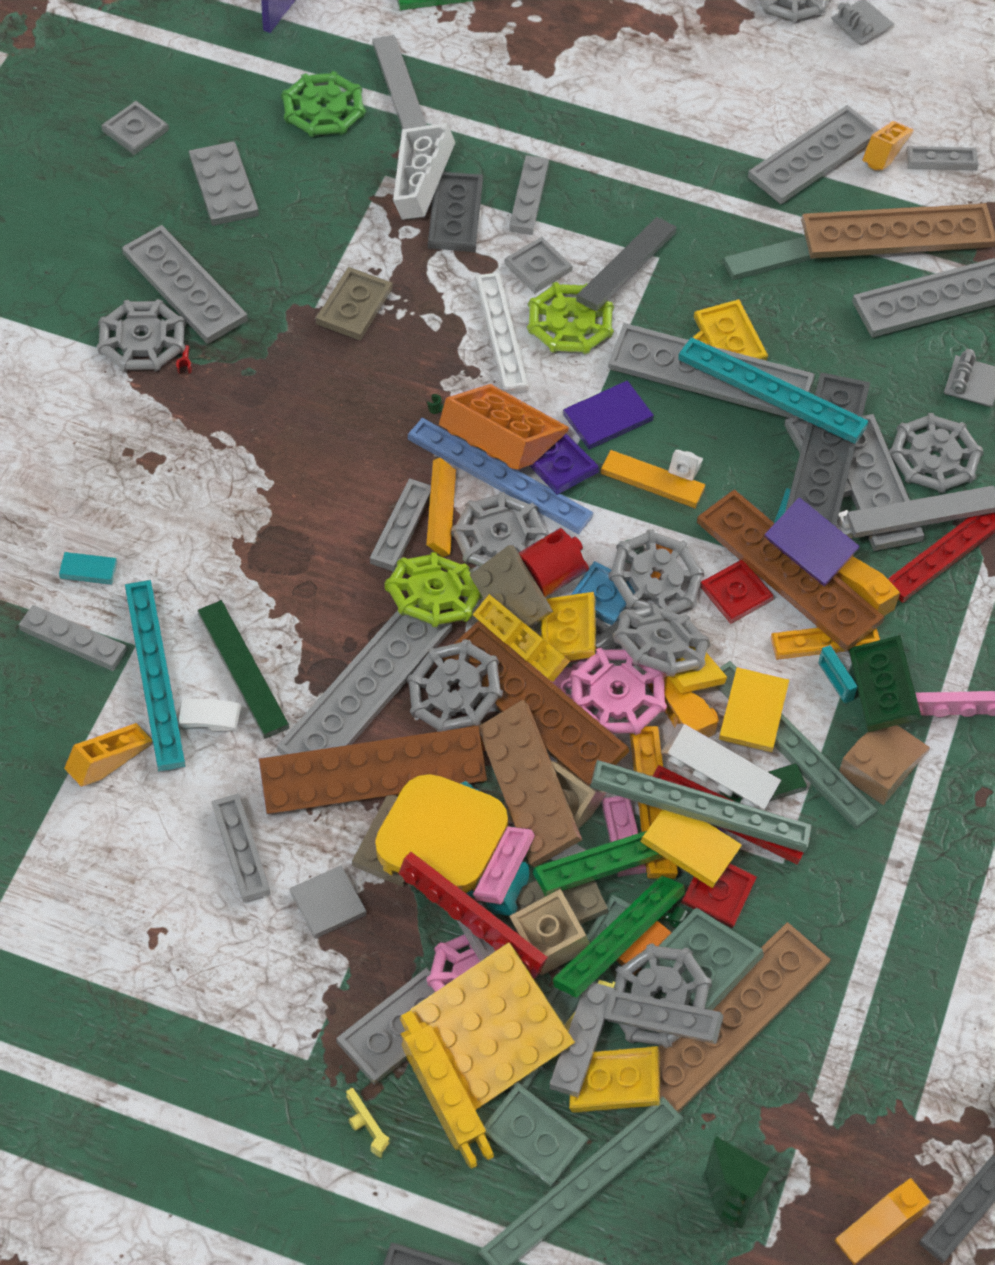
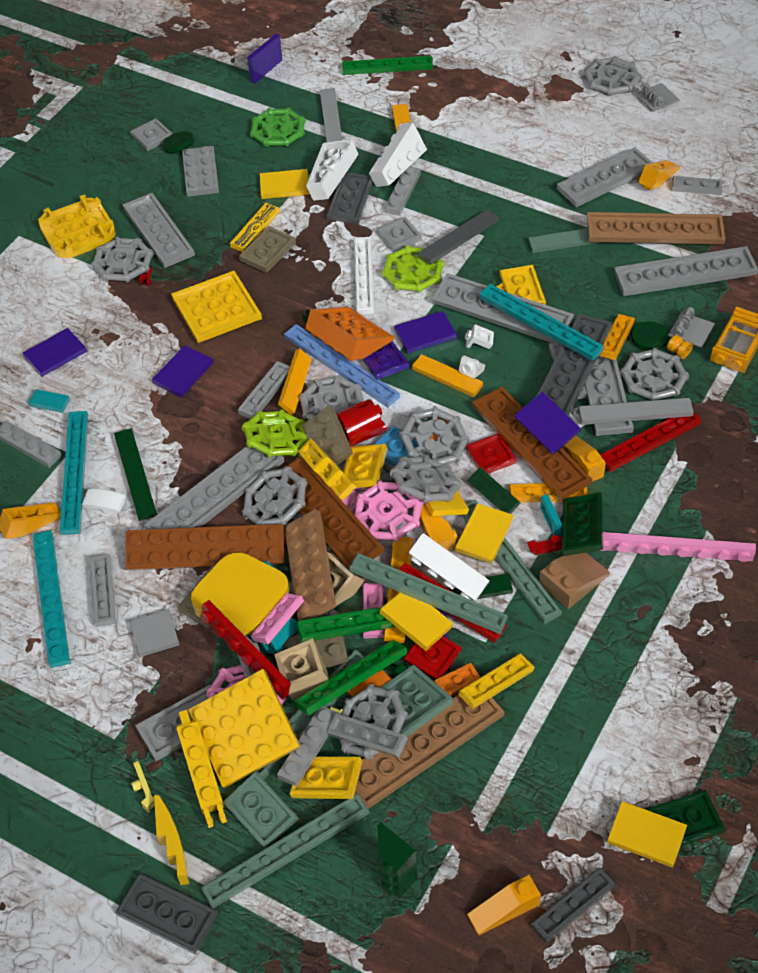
camera: 15 degrees right, 5 degrees down
(60, 289) = (77, 227): none -> yellow tile
(76, 491) = (54, 352): none -> dark purple tile
(168, 868) = (51, 599): none -> teal plate
(180, 137) = (177, 141): none -> dark green tile
(273, 504) = (182, 371): none -> dark purple tile
(299, 400) = (216, 306): none -> yellow plate
(326, 269) = (255, 227): none -> yellow tile
(354, 195) = (284, 184): none -> yellow tile
(419, 1183) = (168, 835): none -> yellow slope
(504, 83) = (400, 114): none -> light orange tile
(515, 141) = (402, 151): none -> white wedge
(686, 415) = (479, 336): none -> white bracket
(752, 646) = (493, 491): none -> dark green tile
(762, 922) = (458, 679): none -> orange plate
(812, 918) = (496, 681): none -> yellow tile
(839, 718) = (545, 546): none -> red piece
(878, 400) = (617, 336): none -> light orange tile
(918, 395) = (649, 335): none -> dark green tile
(965, 409) = (679, 346): none -> light orange wheel

